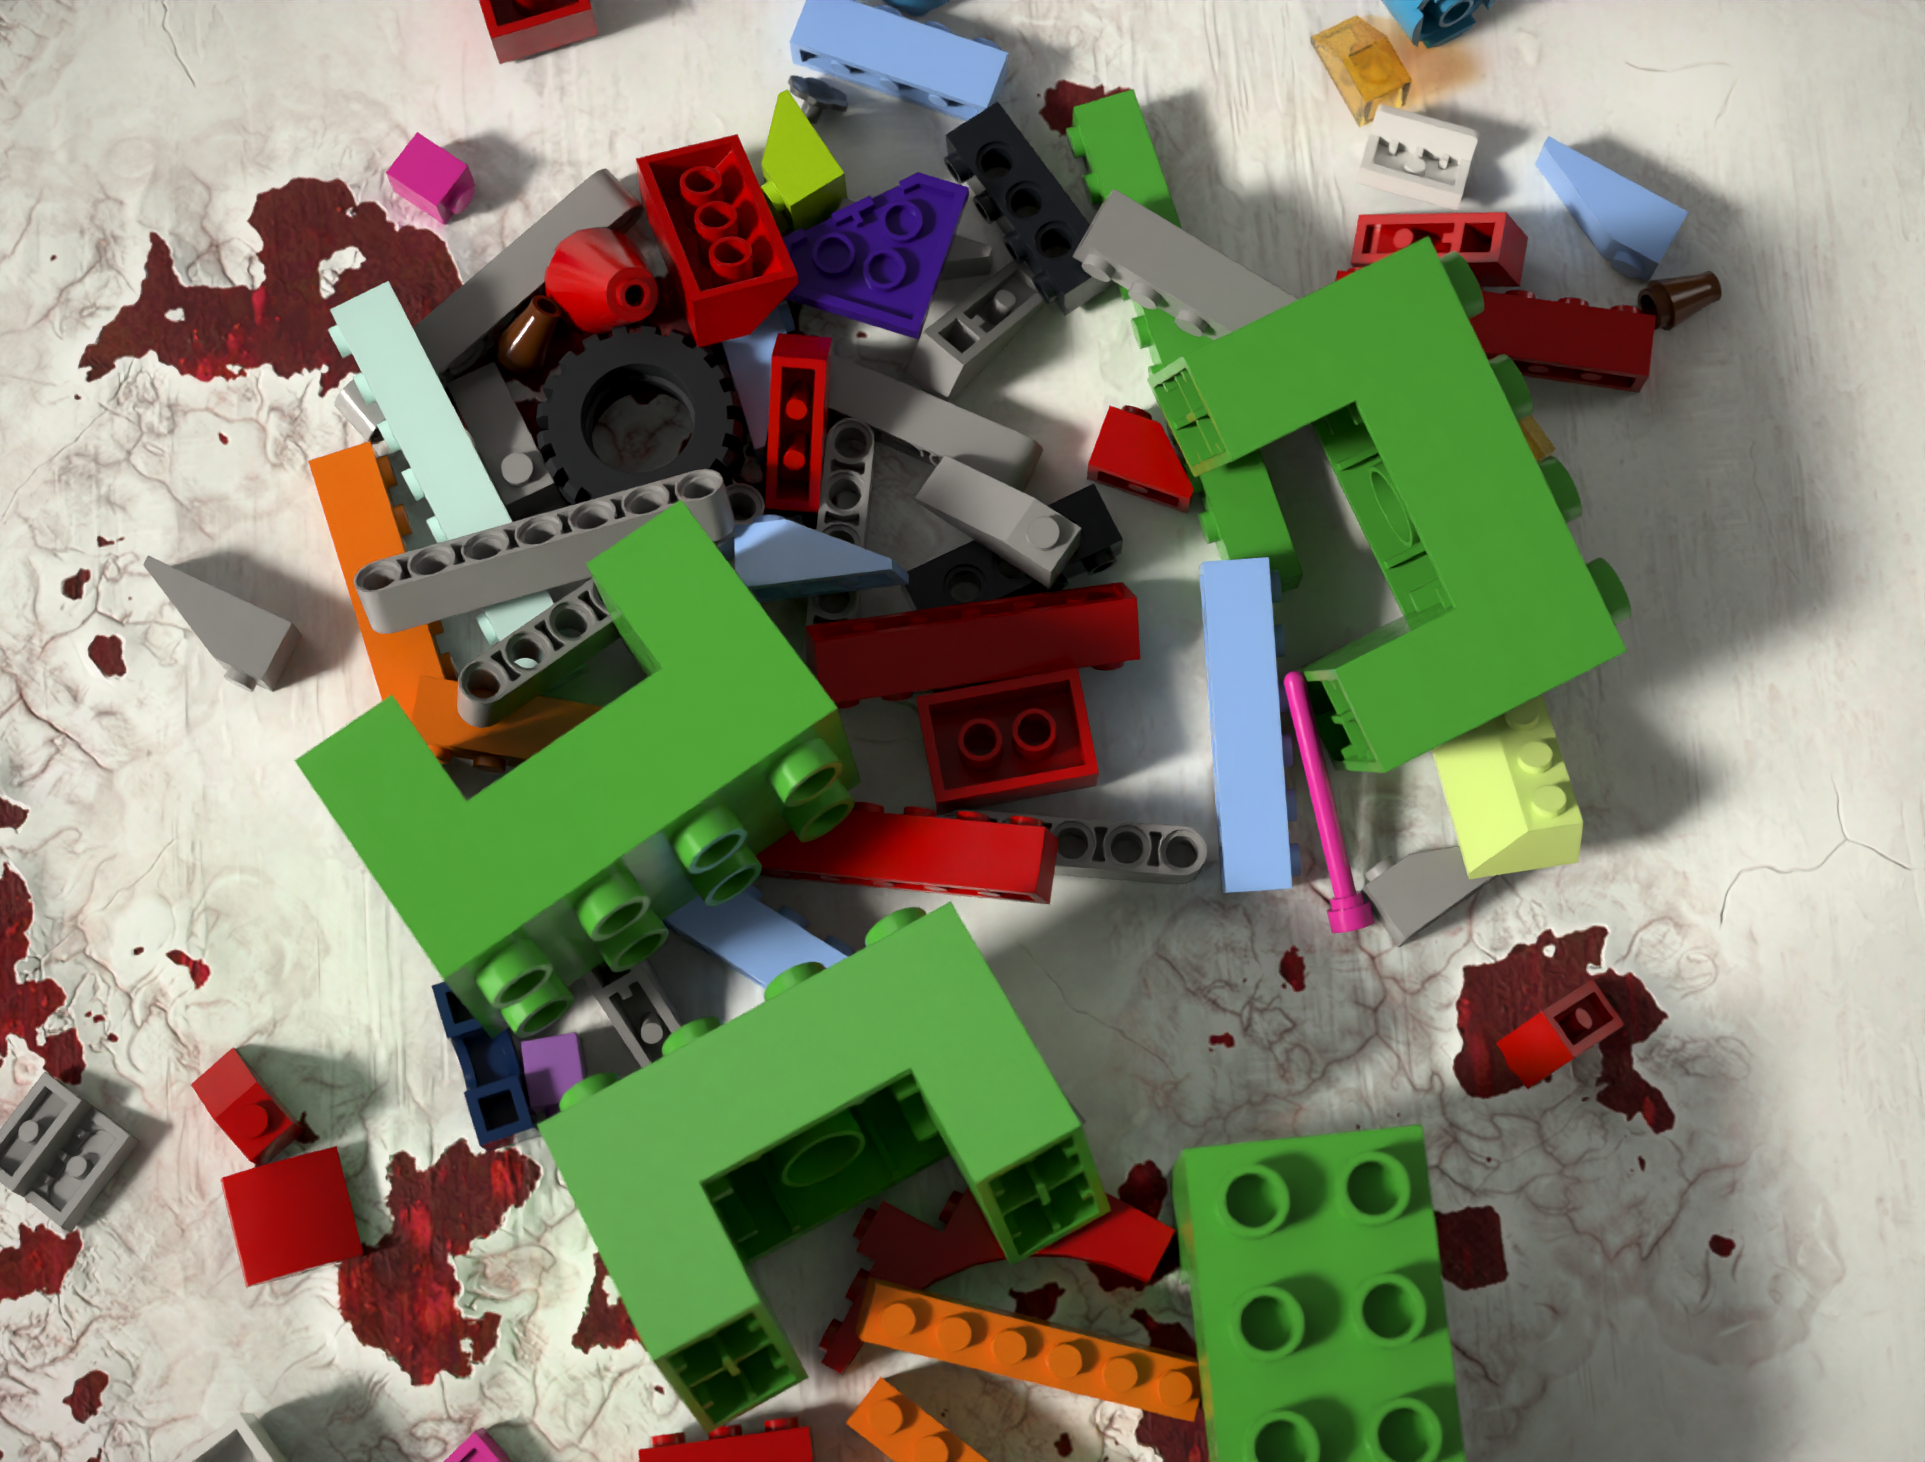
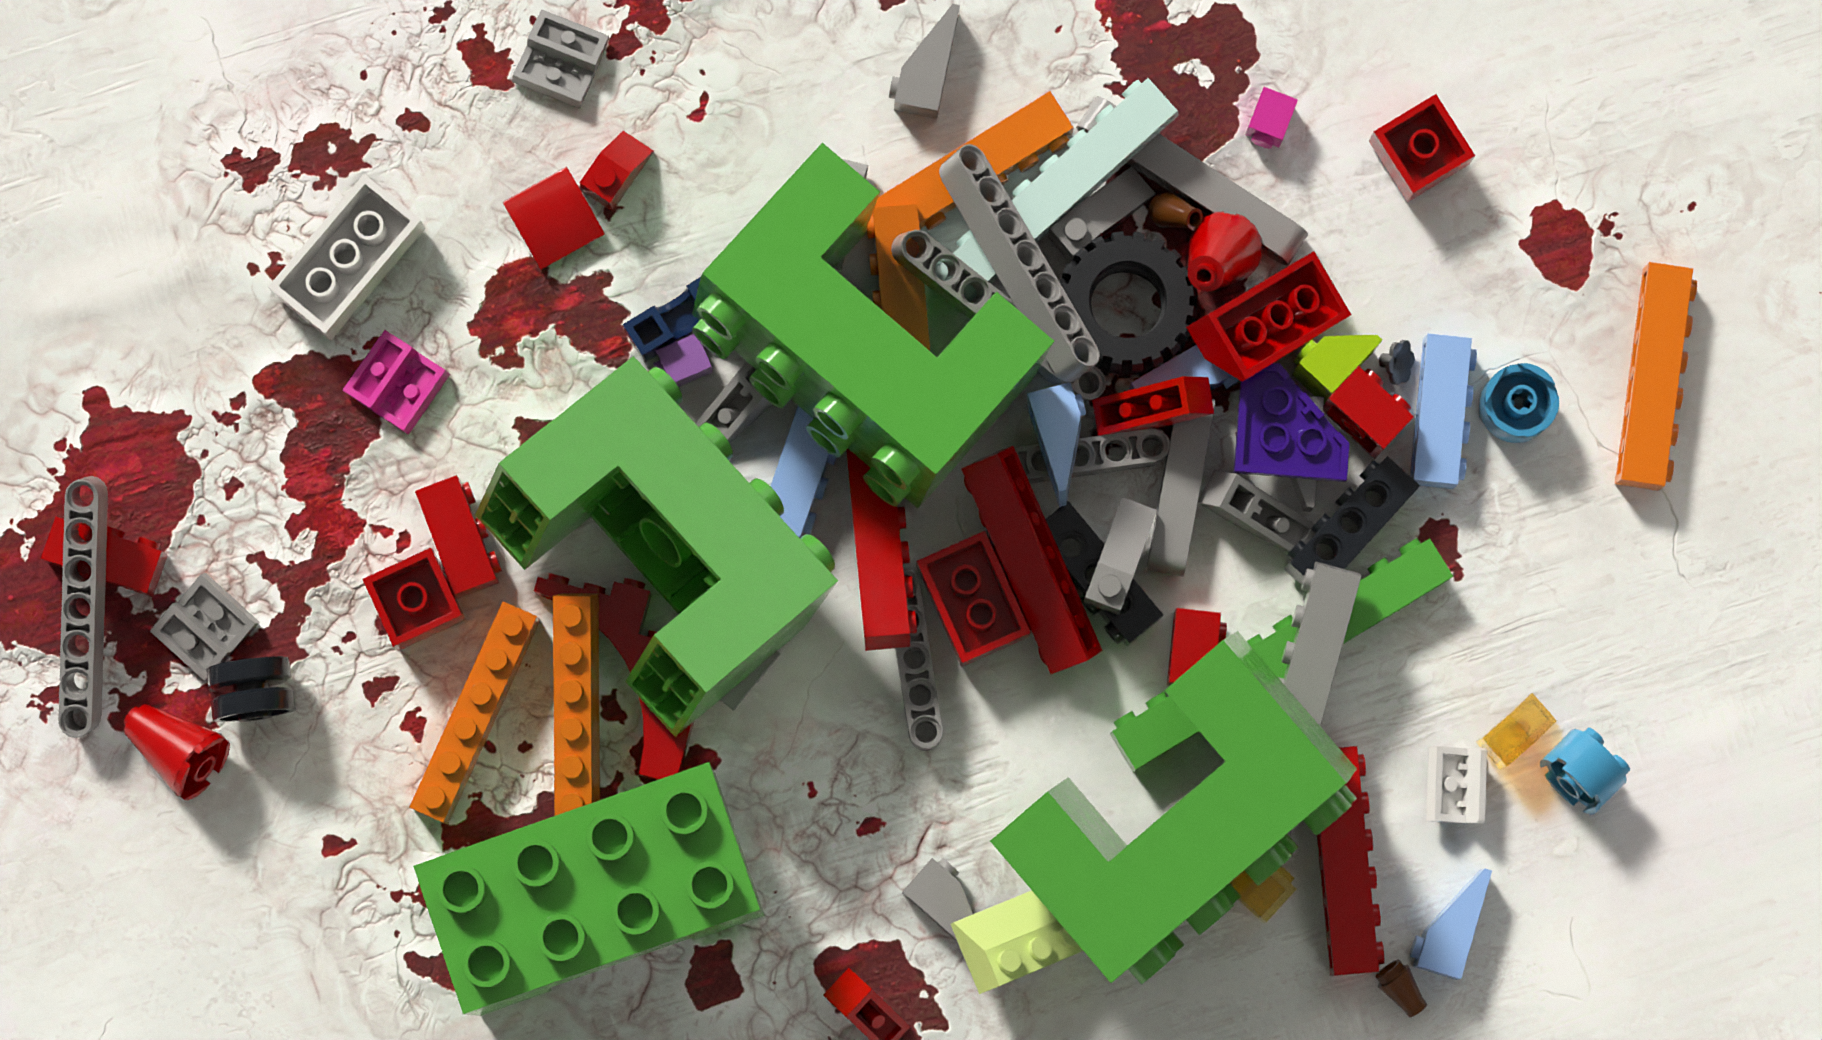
camera: 70 degrees right, 5 degrees up
(882, 138) = (1368, 411): none -> red brick
(1247, 725) = (1021, 754): light blue brick -> none
(1348, 907) = (916, 852): dark pink piece -> none
(1486, 240) = (1396, 815): red slope -> none

